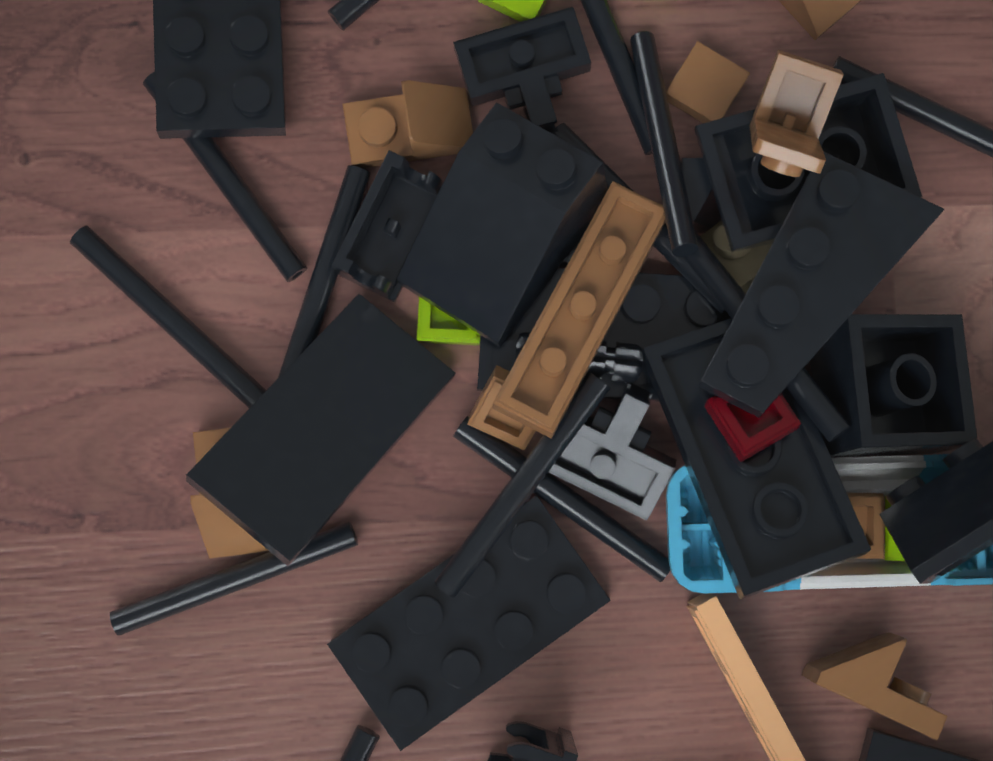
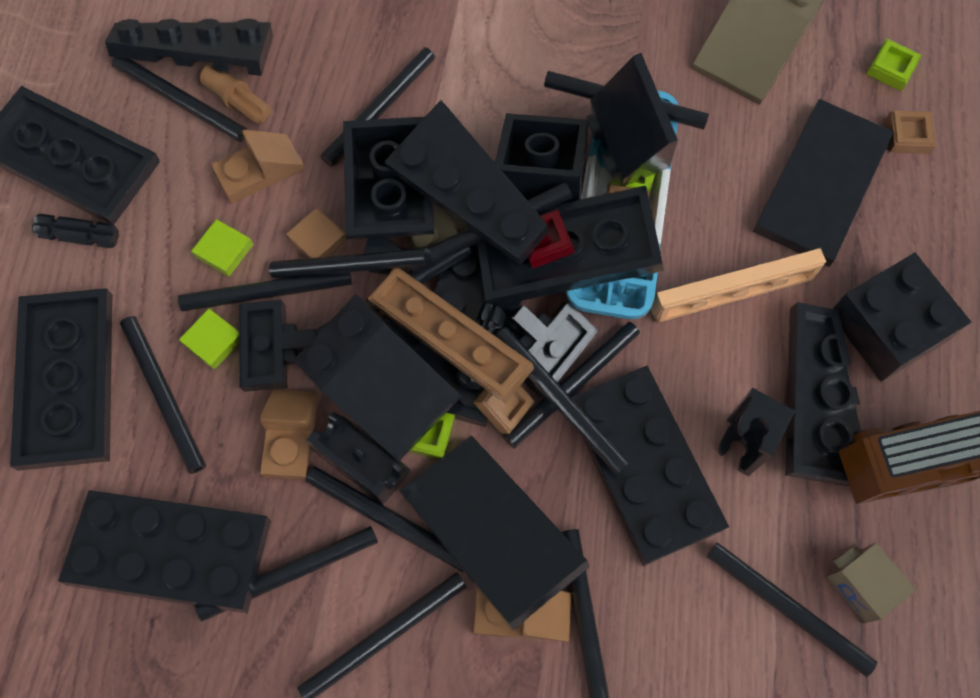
camera: 80 degrees left, 15 degrees down
(793, 114) = (356, 172): medium nougat bracket -> none
(864, 676) = (721, 219): medium nougat slope -> none

